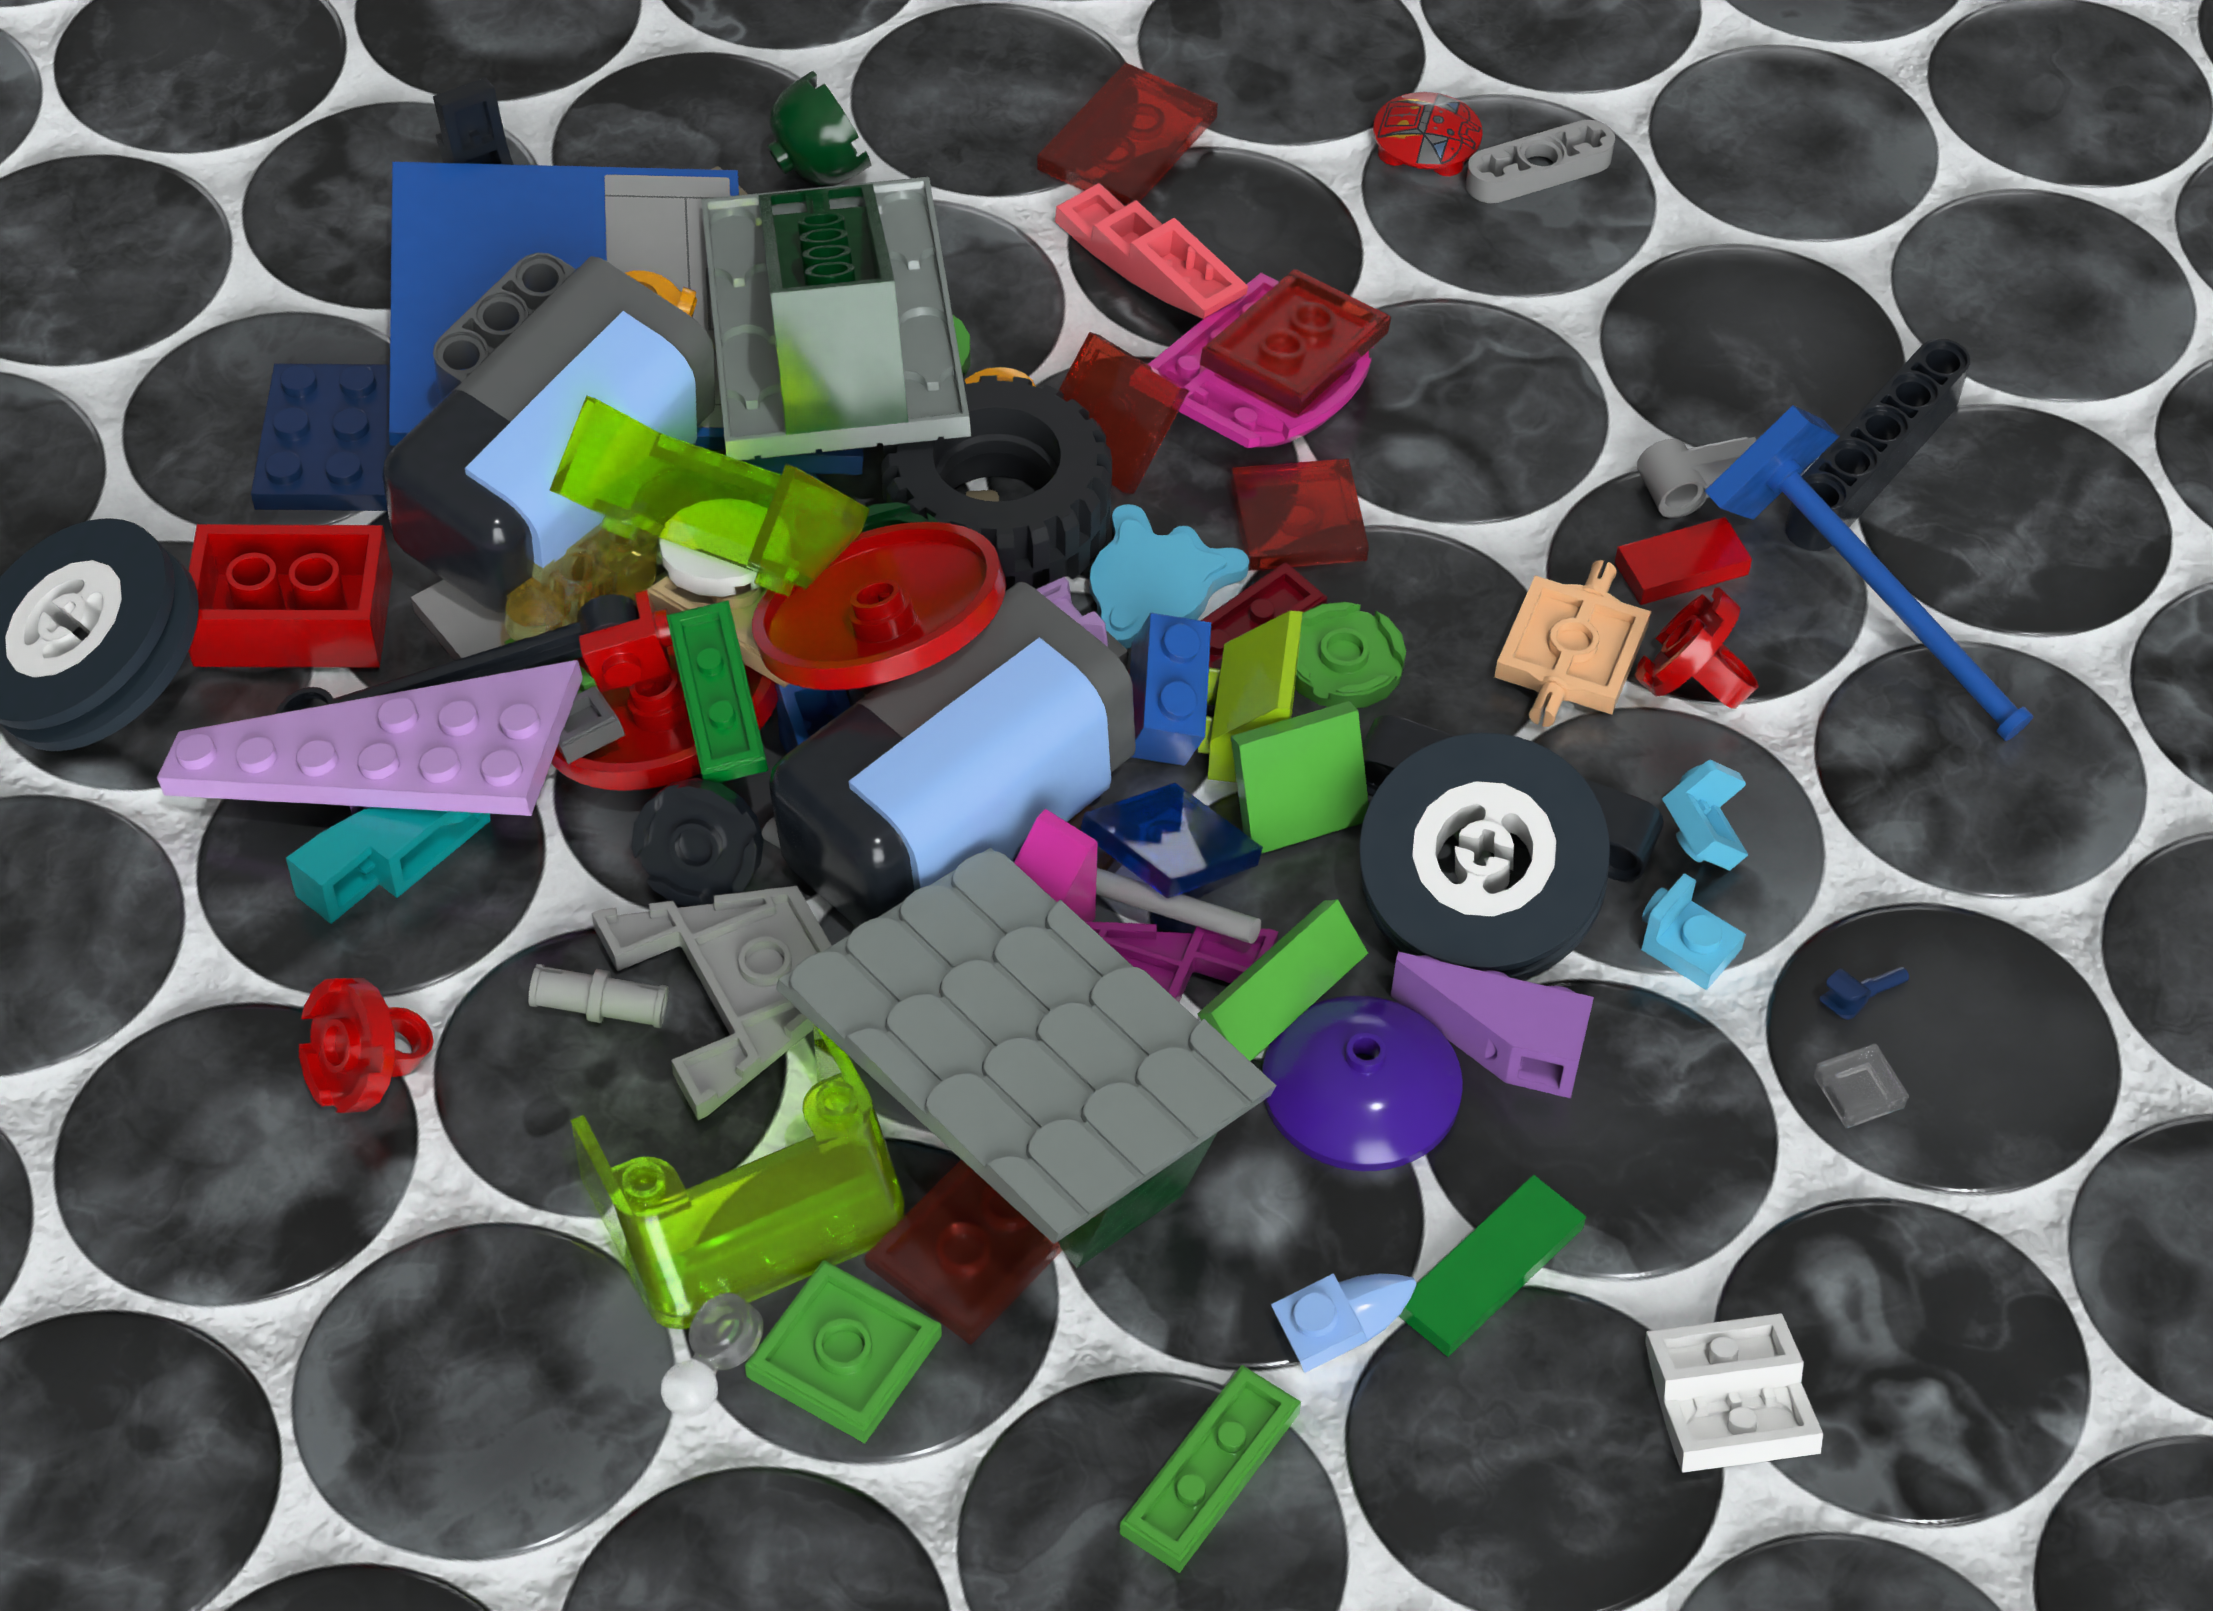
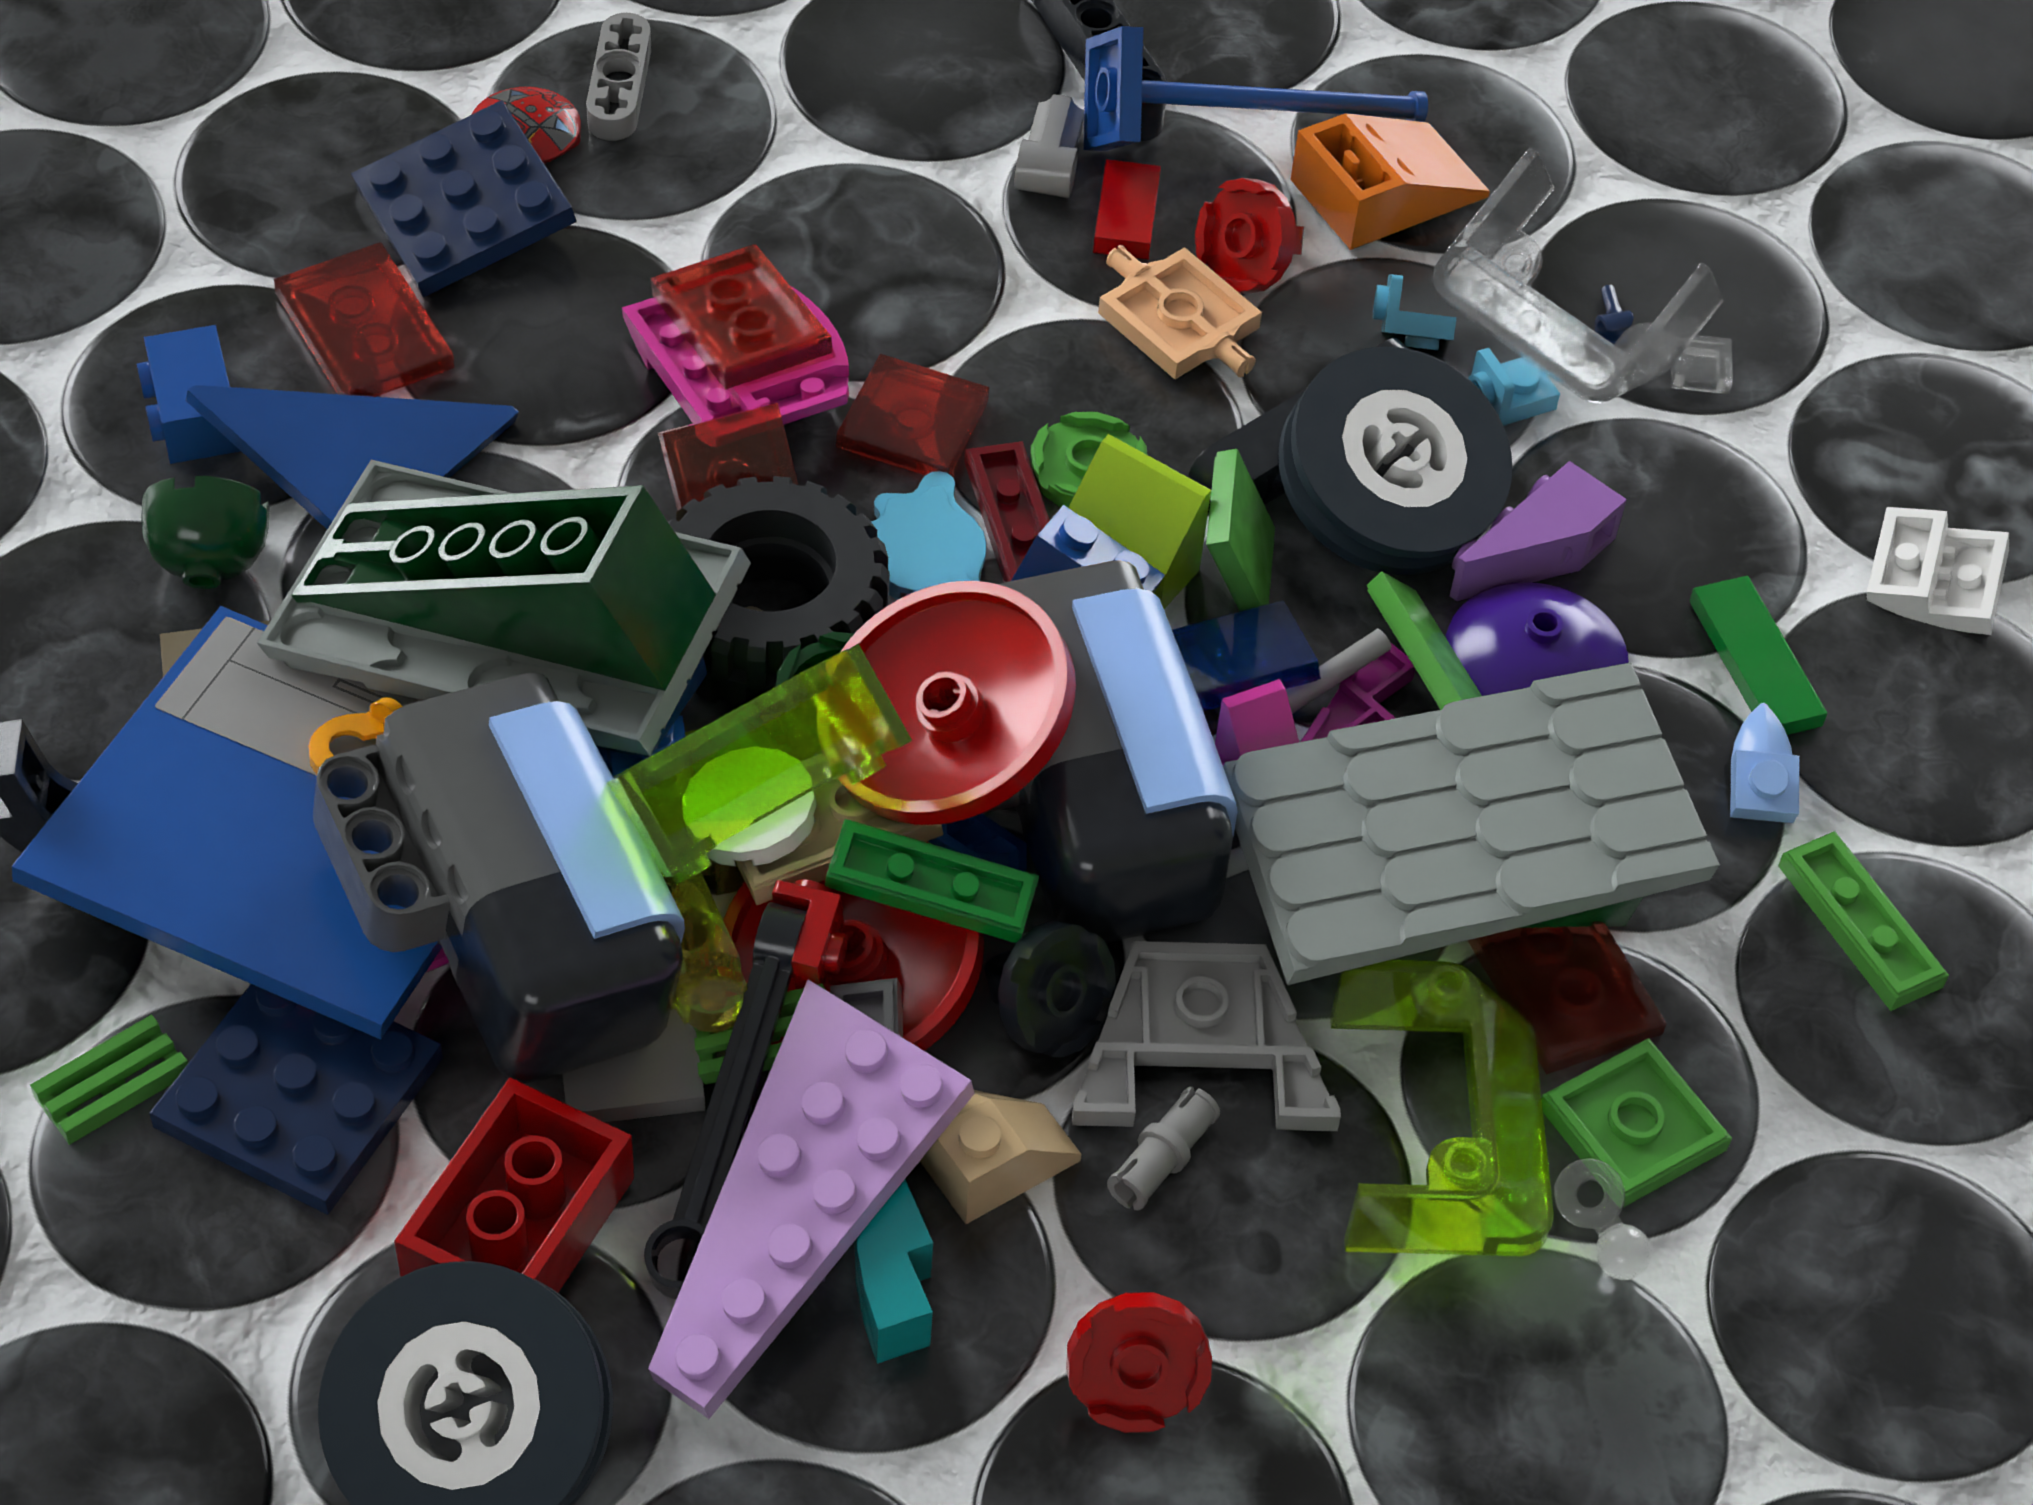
camera: 65 degrees left, 0 degrees up
(303, 326) = (104, 1072): none -> bright green tile
(532, 875) = (997, 1152): none -> tan slope
(965, 72) = (174, 366): none -> blue brick
(980, 185) = (325, 441): none -> blue tile
(1150, 254) = (558, 366): coral slope -> none
(1304, 127) = (463, 198): none -> dark blue plate
(1781, 905) = (1489, 280): none -> clear windscreen
(1885, 725) = (1380, 175): none -> orange slope

